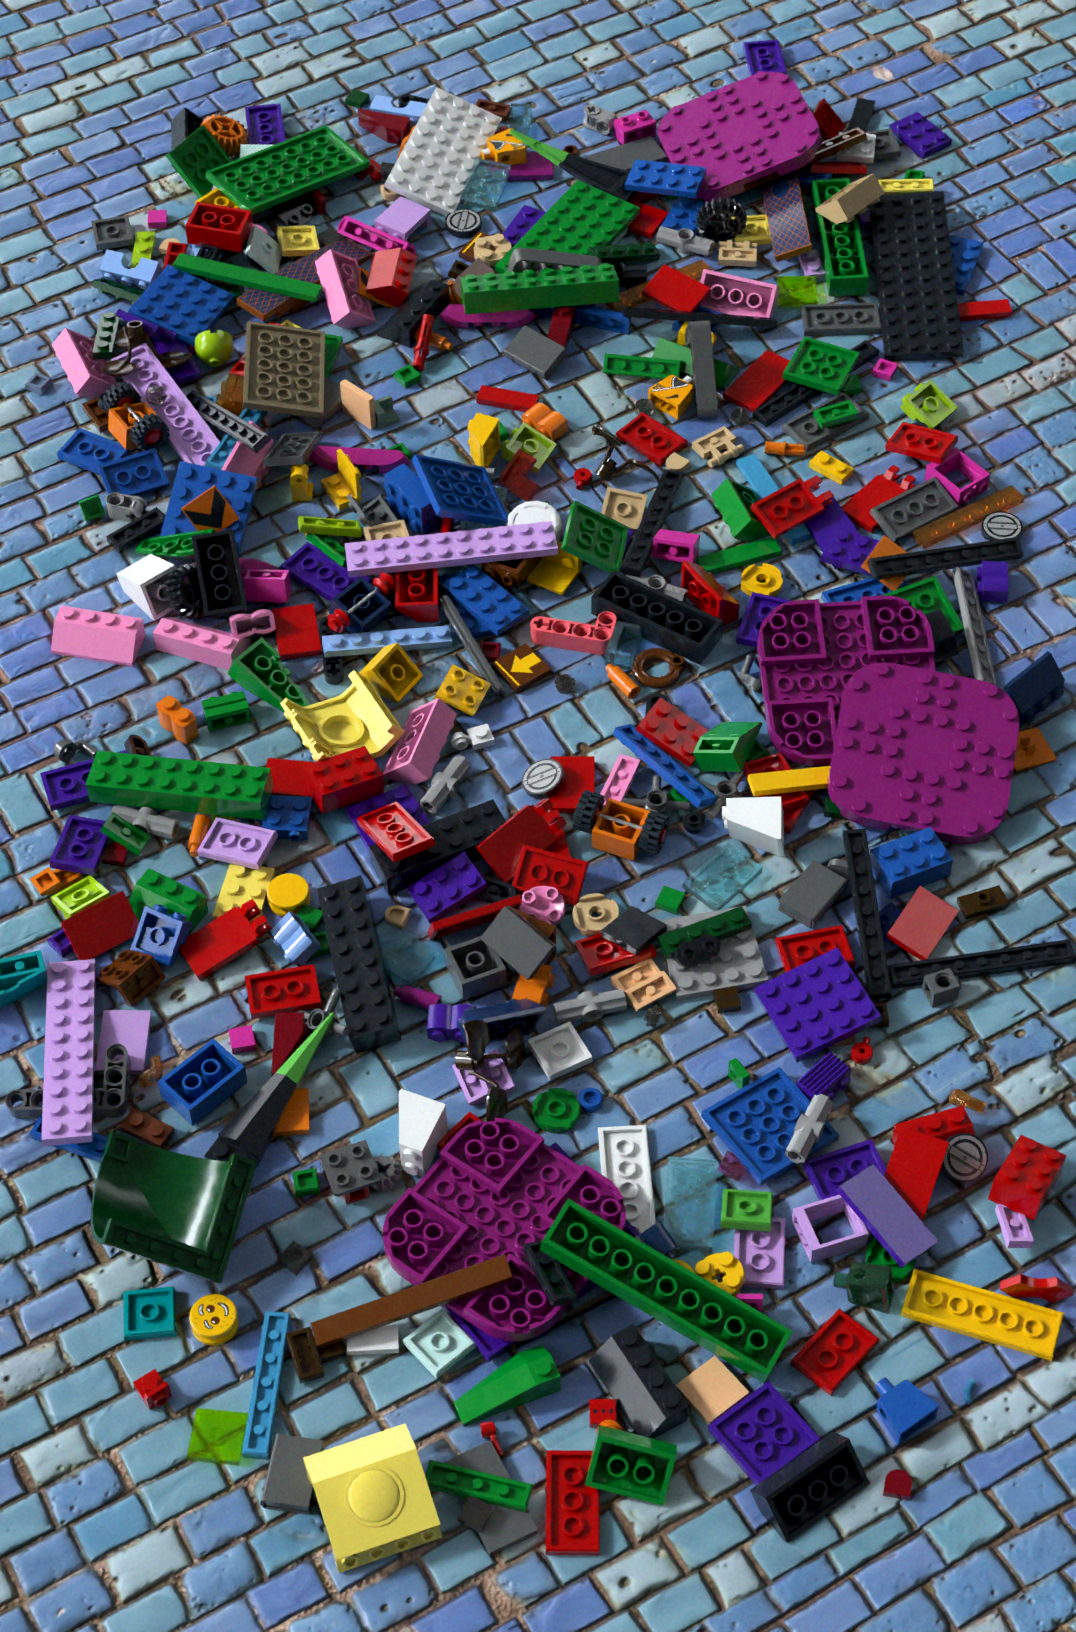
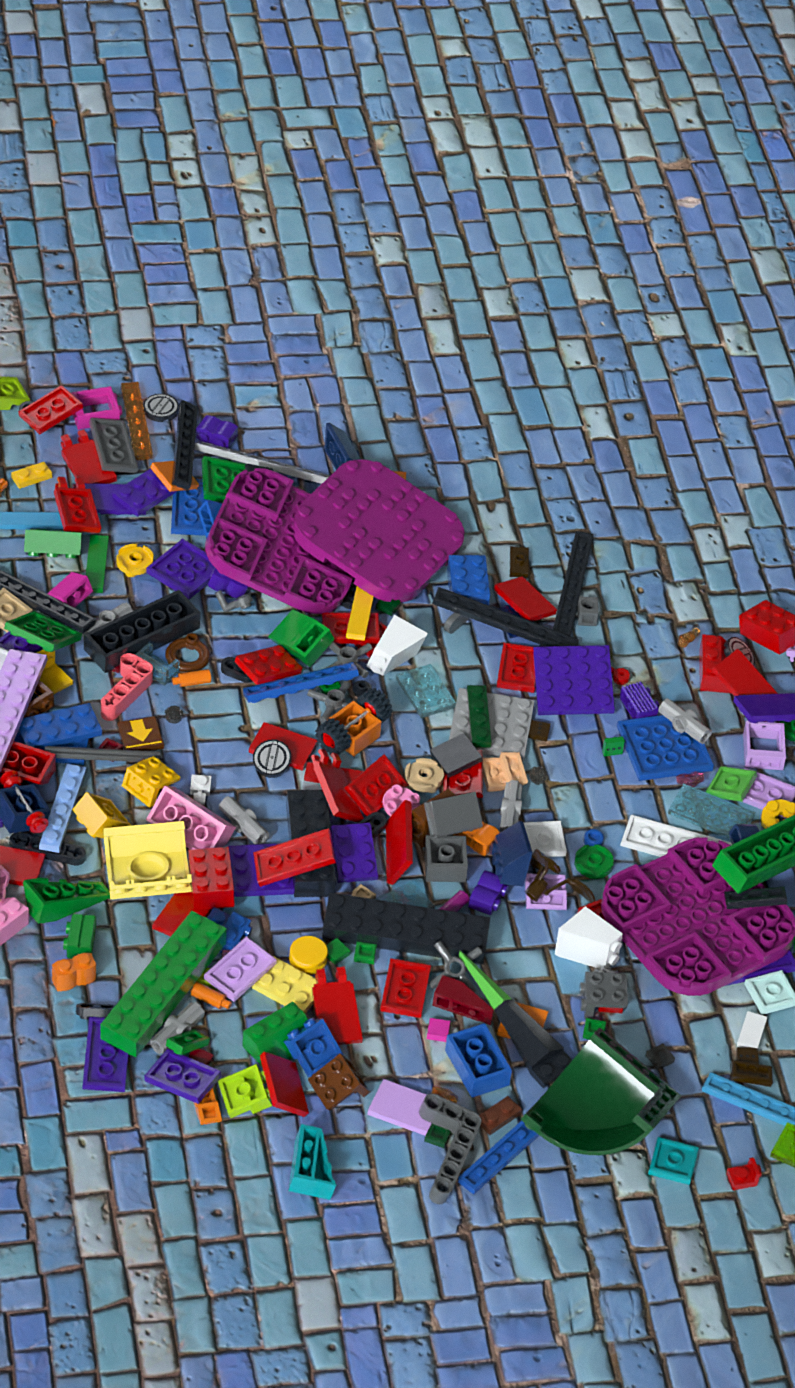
camera: 75 degrees left, 5 degrees down
(60, 943) = (277, 1121): dark purple tile -> none
(66, 749) = (61, 1057): dark grey plate -> none
(69, 1053) = (413, 1136): lavender plate -> none
(214, 1319) = (698, 1119): yellow head -> none
(295, 939) = (361, 961): medium blue brick -> none
(411, 1301) = (743, 987): reddish brown tile -> none
(620, 778) = (297, 715): bright pink plate -> none
(670, 899) = (429, 729): green tile -> none
(698, 950) = (497, 724): black plate -> none
(708, 593) = (135, 592): red slope -> none
(812, 894) = (467, 648): dark grey piece -> none
(836, 1167) = (723, 719): dark purple plate -> none

